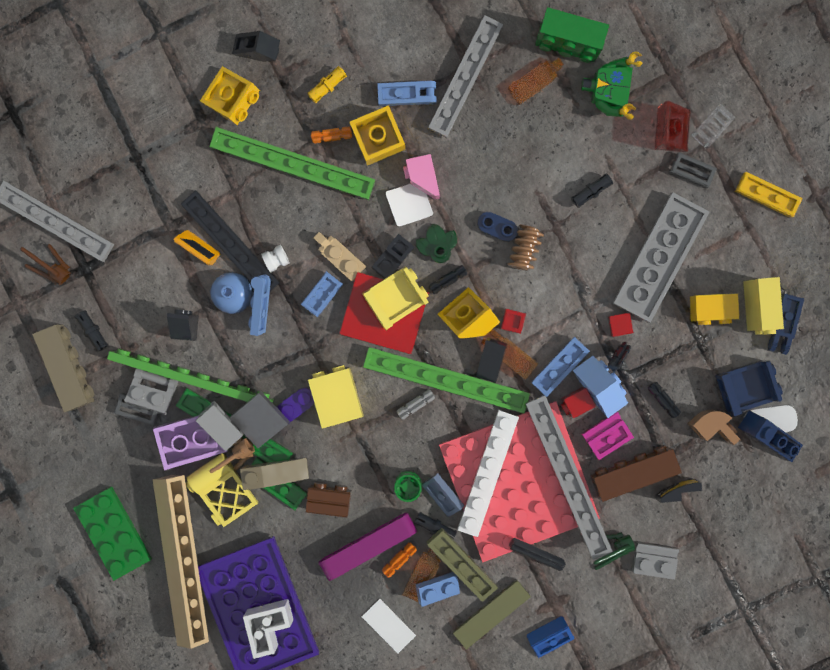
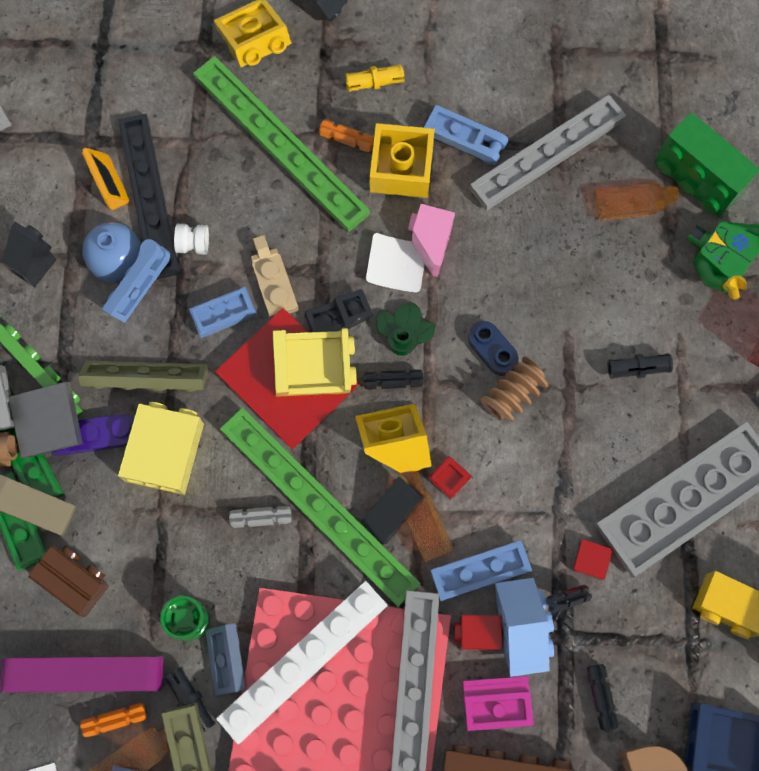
camera: 20 degrees right, 15 degrees down
(298, 359) = (143, 375): none -> olive plate

